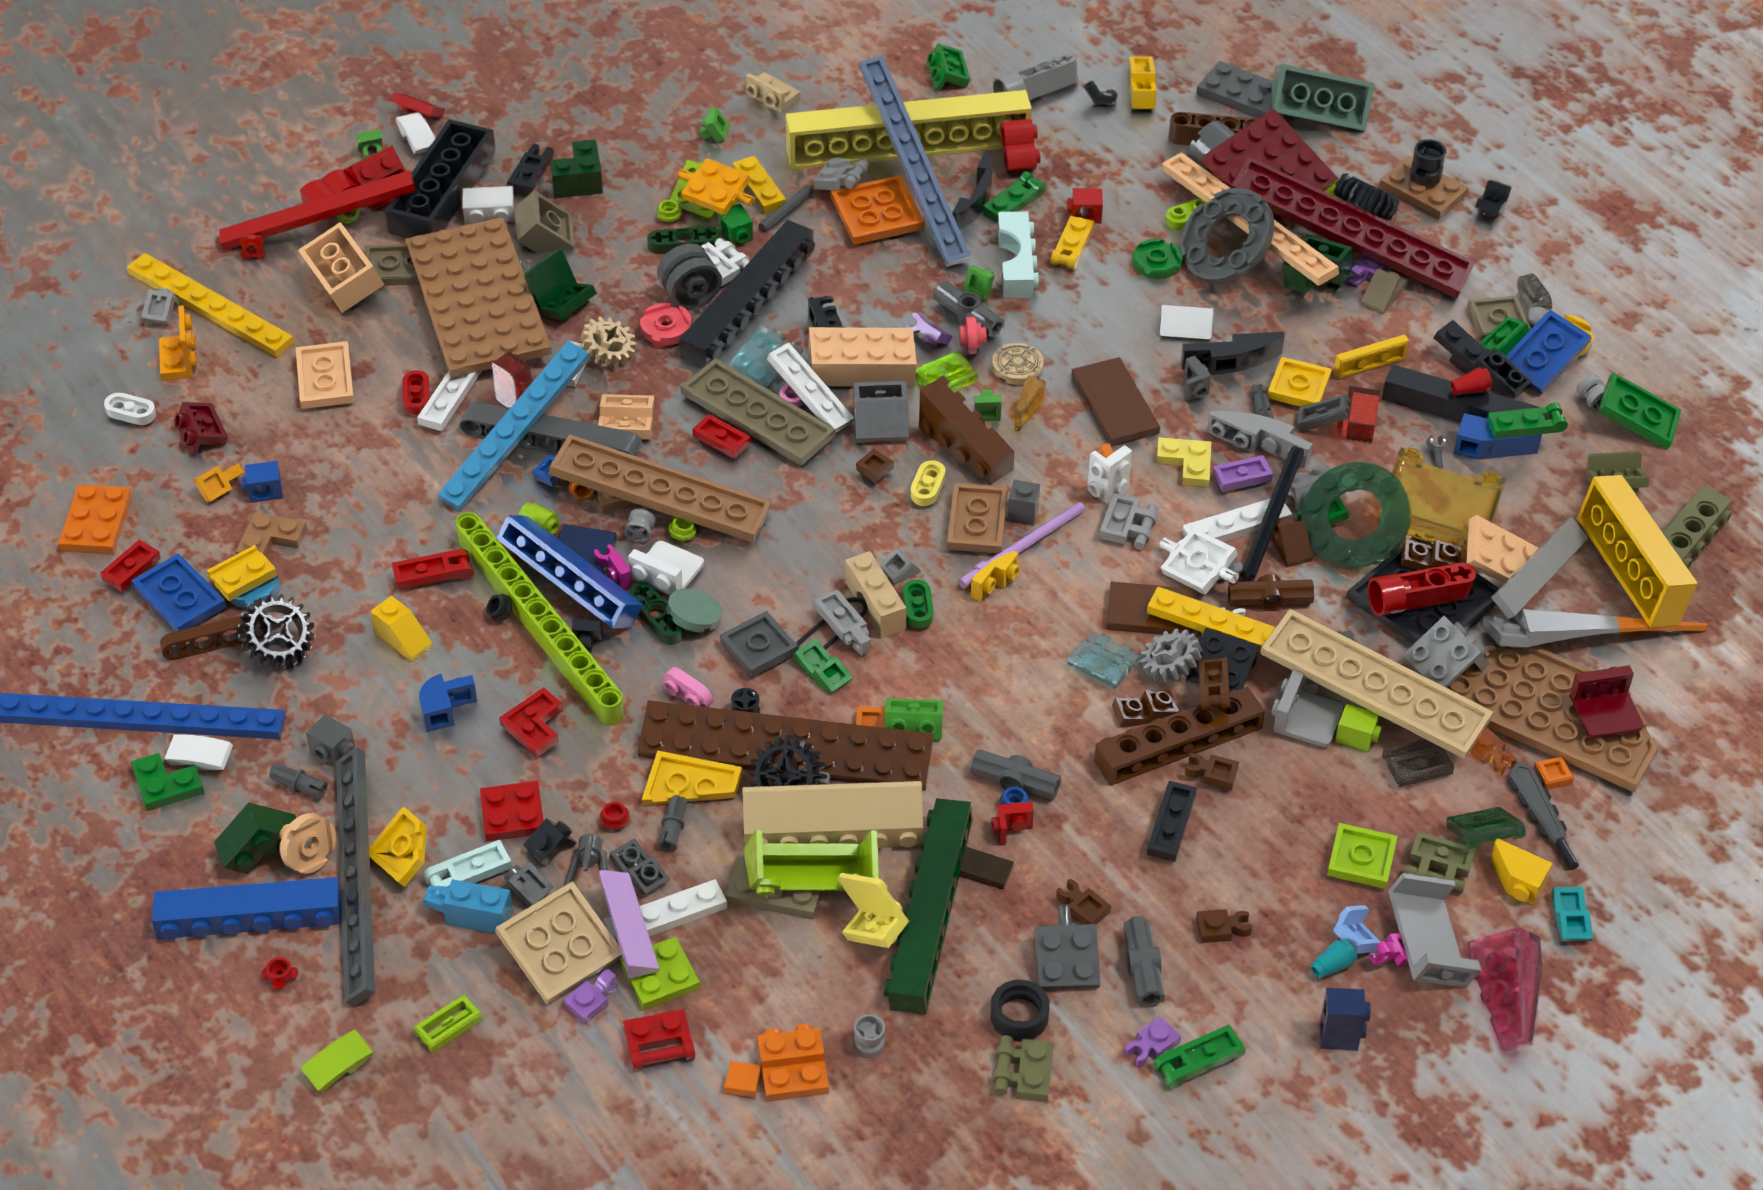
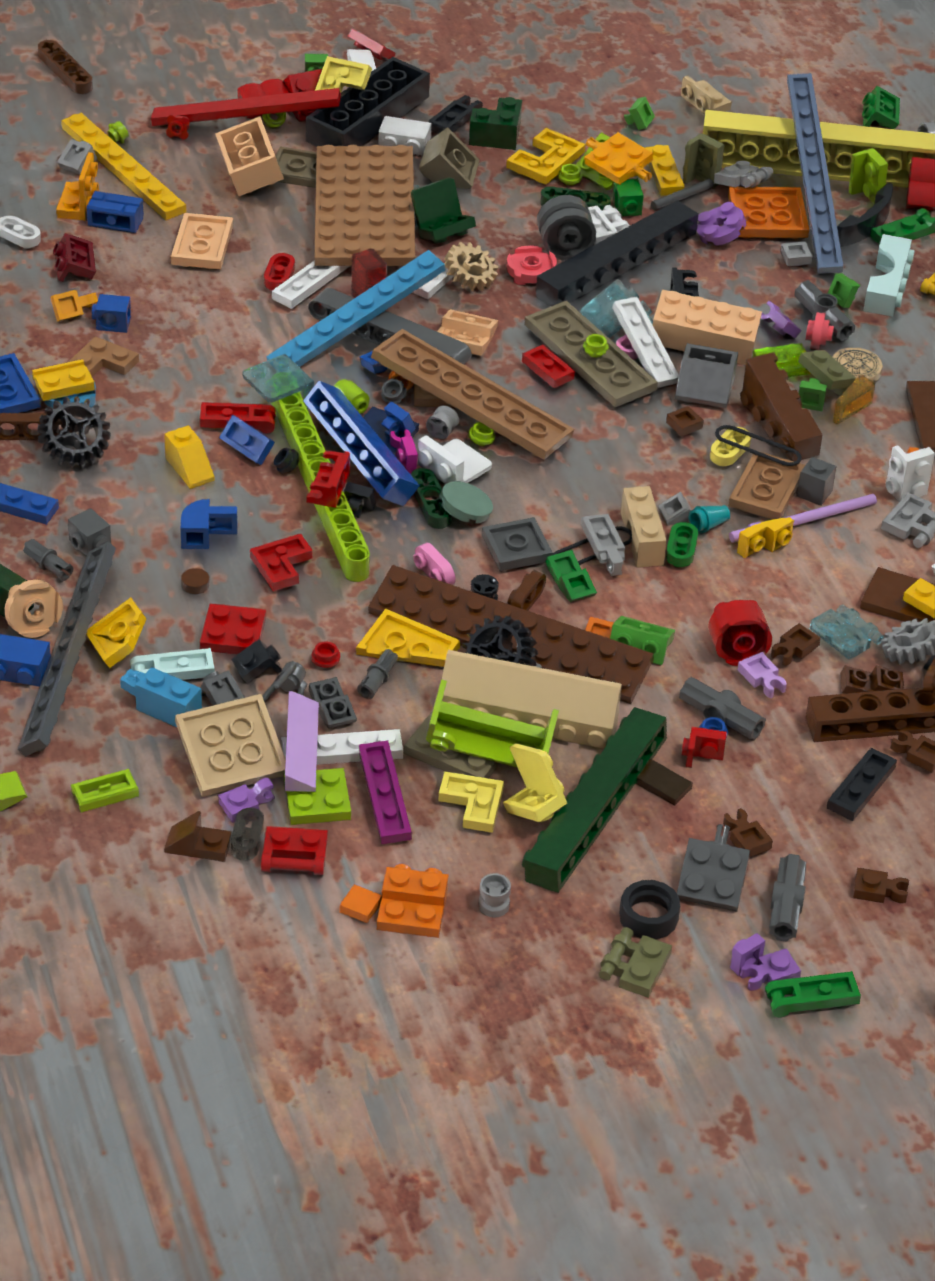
camera: 15 degrees right, 5 degrees down
(135, 214) = (65, 67): none -> reddish brown beam
(191, 267) = (118, 132): none -> lime plate
(223, 362) = (115, 212): none -> blue brick
(404, 152) = (342, 73): none -> light yellow plate
(452, 594) = (247, 440): none -> blue plate
(454, 766) = (195, 581): none -> reddish brown tile
(463, 519) = (278, 379): none -> clear light blue bracket
(555, 623) = (330, 480): none -> red hinge
(558, 1055) = (193, 840): none -> reddish brown slope
(574, 497) = (390, 386): none -> dark grey plate
(596, 536) = (397, 420): none -> blue tile
(612, 1032) = (242, 833): none -> clear smoke beam
(651, 188) = (559, 152): none -> yellow plate
(725, 952) = (385, 792): none -> magenta plate
(763, 404) = (595, 345): none -> lime plate
(789, 691) = (528, 591): none -> reddish brown plate
(797, 167) = (702, 159): none -> olive bracket
(816, 929) = (479, 796): none -> light yellow plate
(841, 224) = (710, 221): none -> medium lavender plate
(919, 251) = (796, 253): none -> light grey plate
(933, 567) = (708, 517): none -> teal cone
(954, 484) = (761, 439): none -> black piece
(963, 147) = (867, 173): none -> lime bracket
(995, 378) = (827, 370): none -> olive bracket
(1007, 689) = (739, 630): none -> red brick
(1039, 724) = (761, 671): none -> lavender plate
(1060, 684) = (797, 642): none -> reddish brown plate
(1125, 1031) = (747, 952): none -> medium lavender plate

